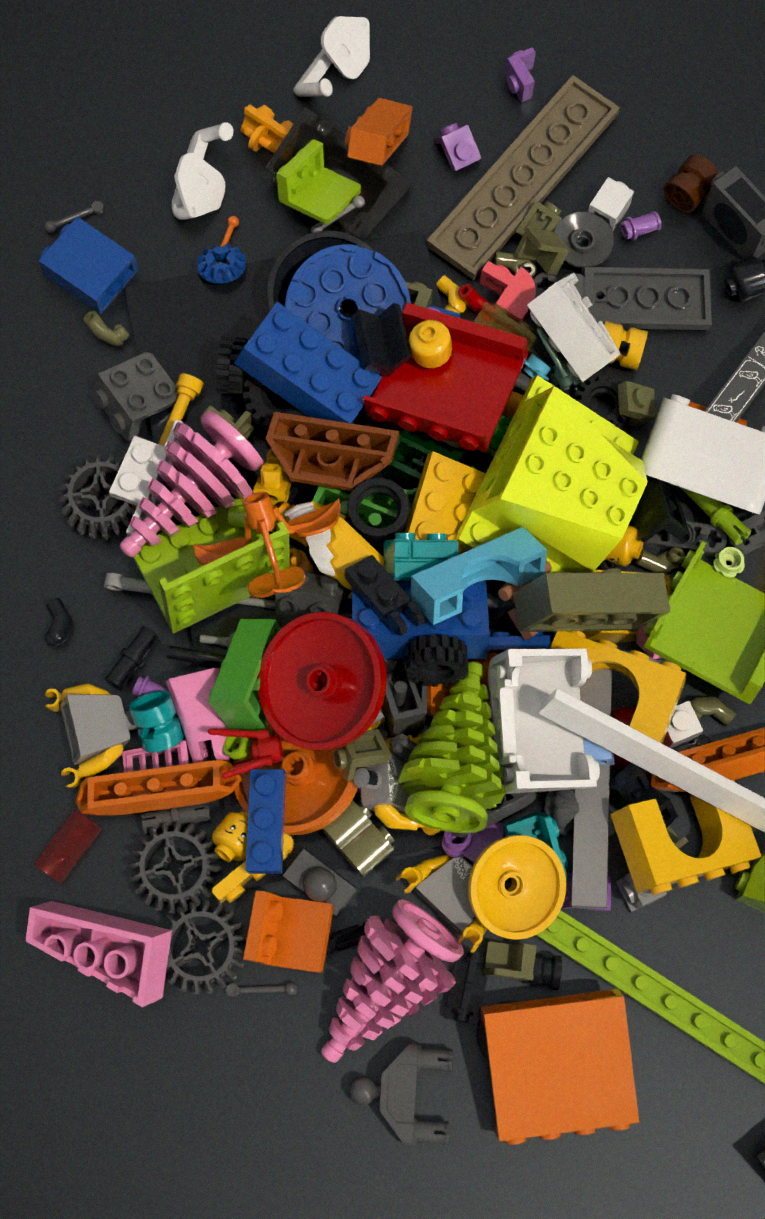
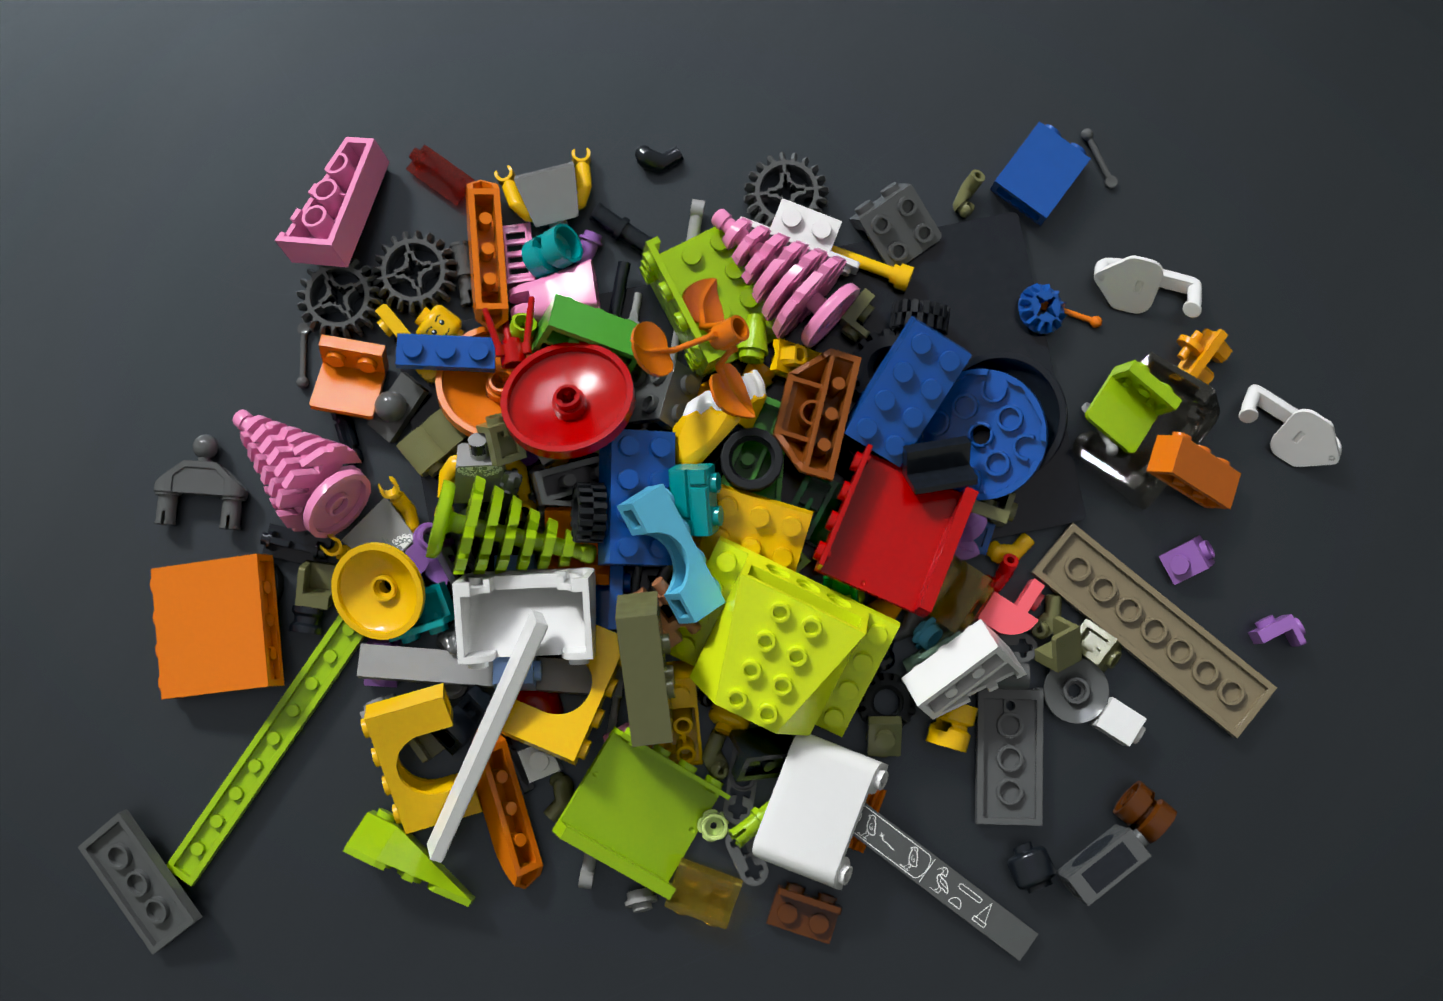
camera: 90 degrees right, 10 degrees up
(383, 594) = (654, 458): black hinge -> none
(430, 344) = (930, 514): yellow head -> none
(640, 225) = (1095, 754): medium lavender pin -> none

